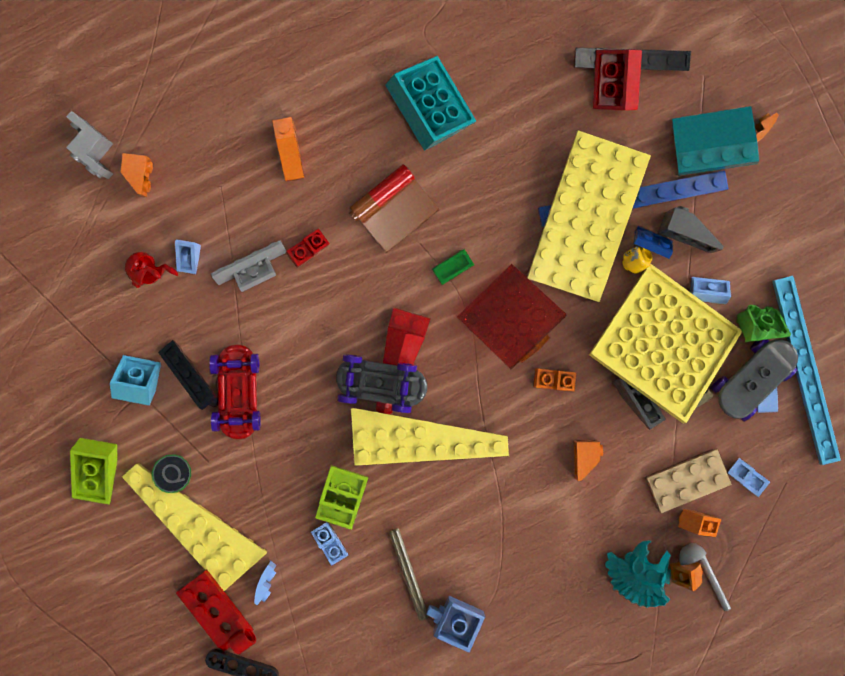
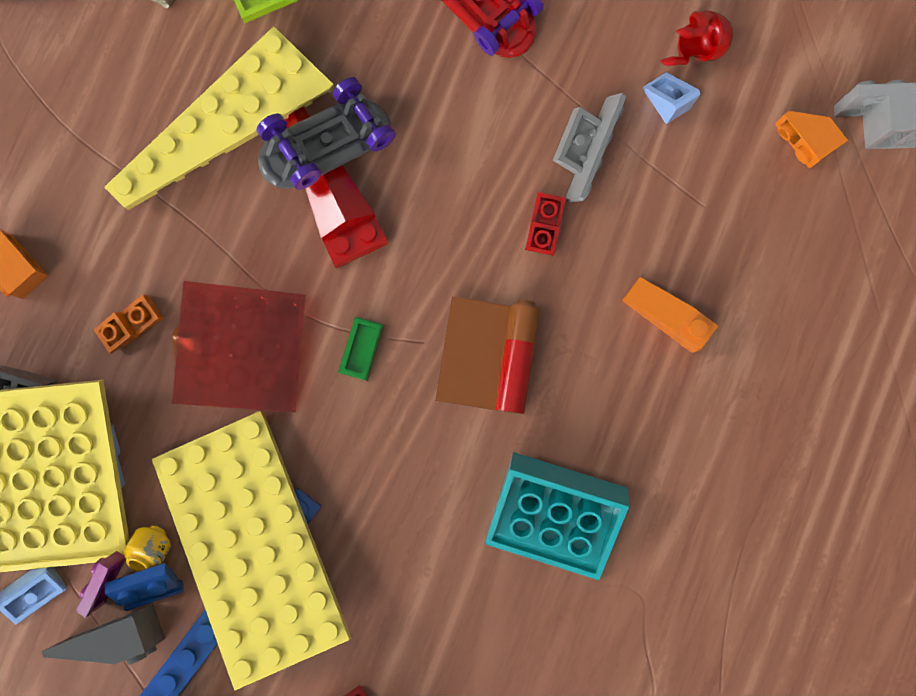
camera: 135 degrees right, 5 degrees down
(678, 261) = (93, 593): none -> magenta plate

